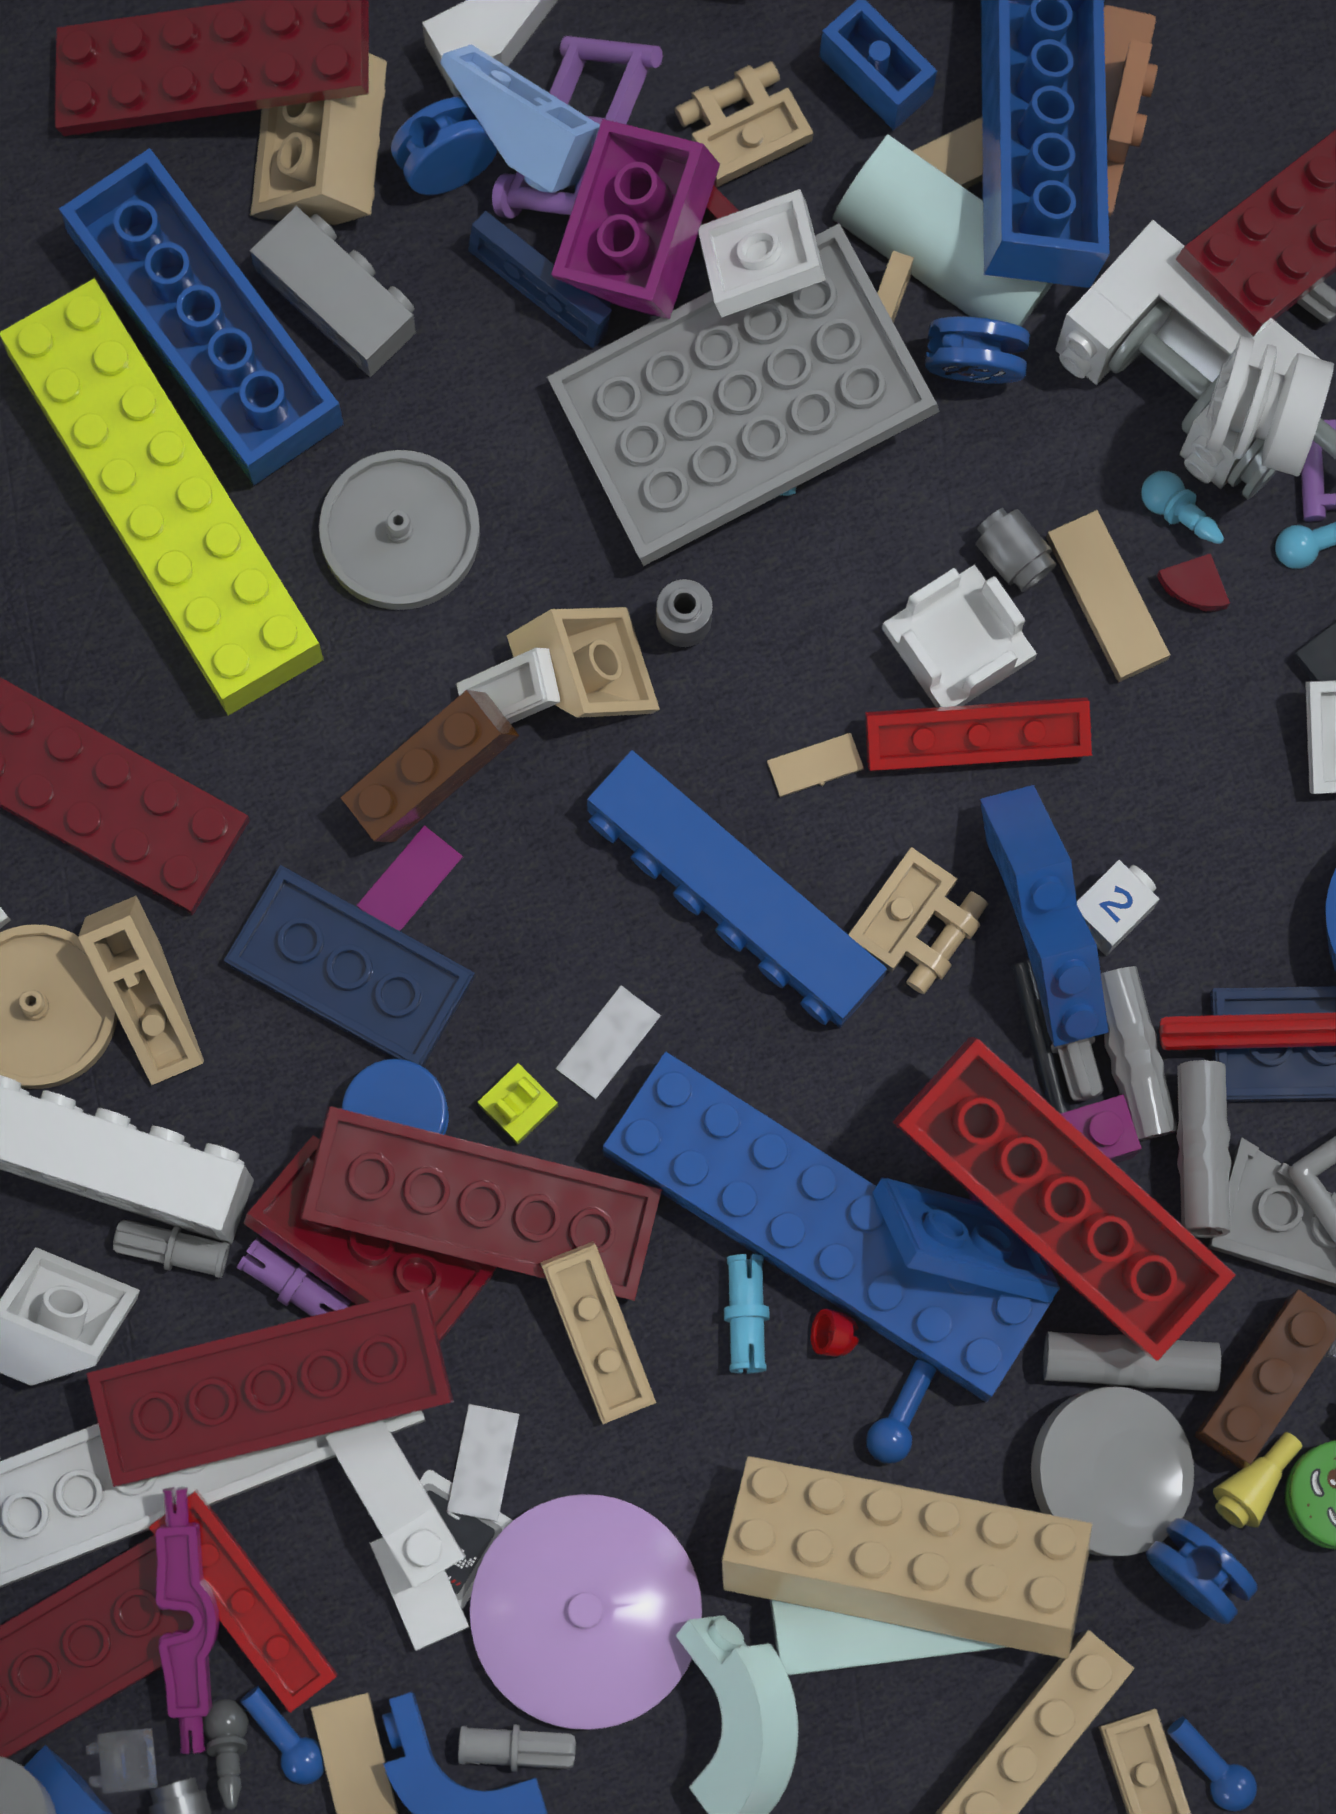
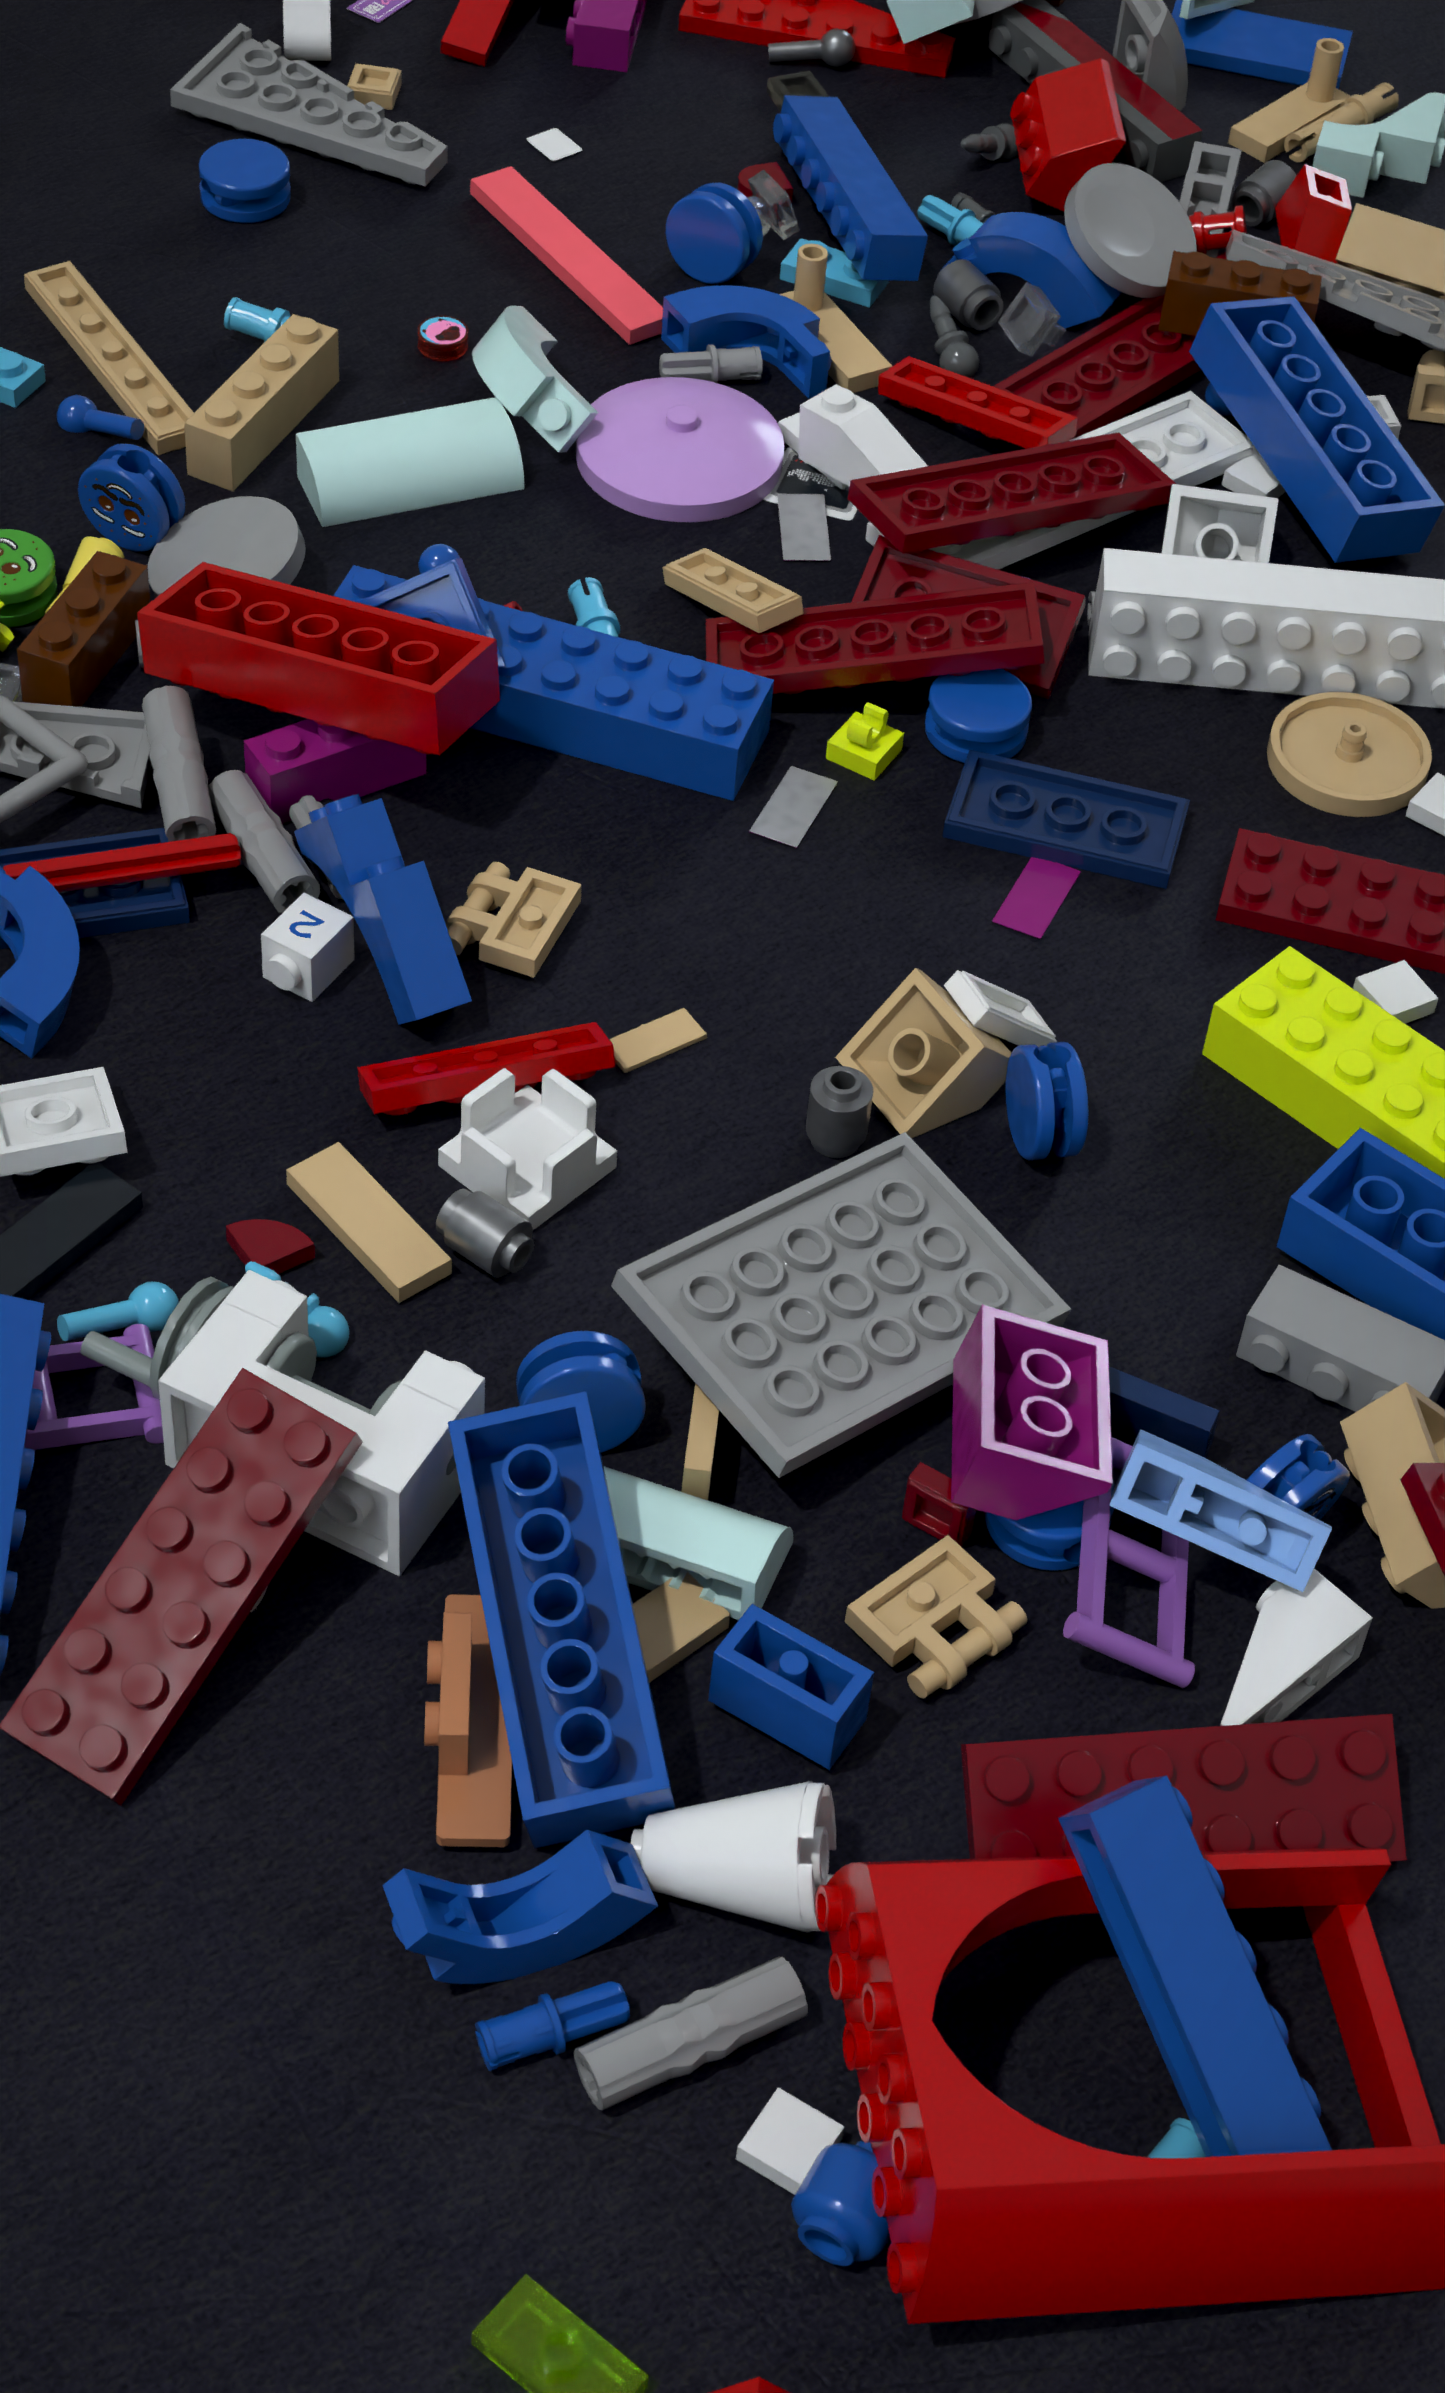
camera: 165 degrees right, 30 degrees down
(122, 683) = (1398, 991): none -> white tile
(141, 988) = (1267, 767): tan slope -> none
(185, 1651) = (1016, 376): magenta piece -> none
(300, 1757) = (894, 351): blue bar -> none
(399, 529) = (1172, 1164): light grey piece -> none
(430, 766) = (1054, 931): reddish brown brick -> none
(501, 578) = (1046, 1100): none -> blue head
(735, 890) = (713, 911): blue brick -> none
(761, 253) = (870, 1403): white plate -> none
(907, 1556) = (407, 458): tan brick -> none
(1268, 406) = (221, 1260): white wheel -> none

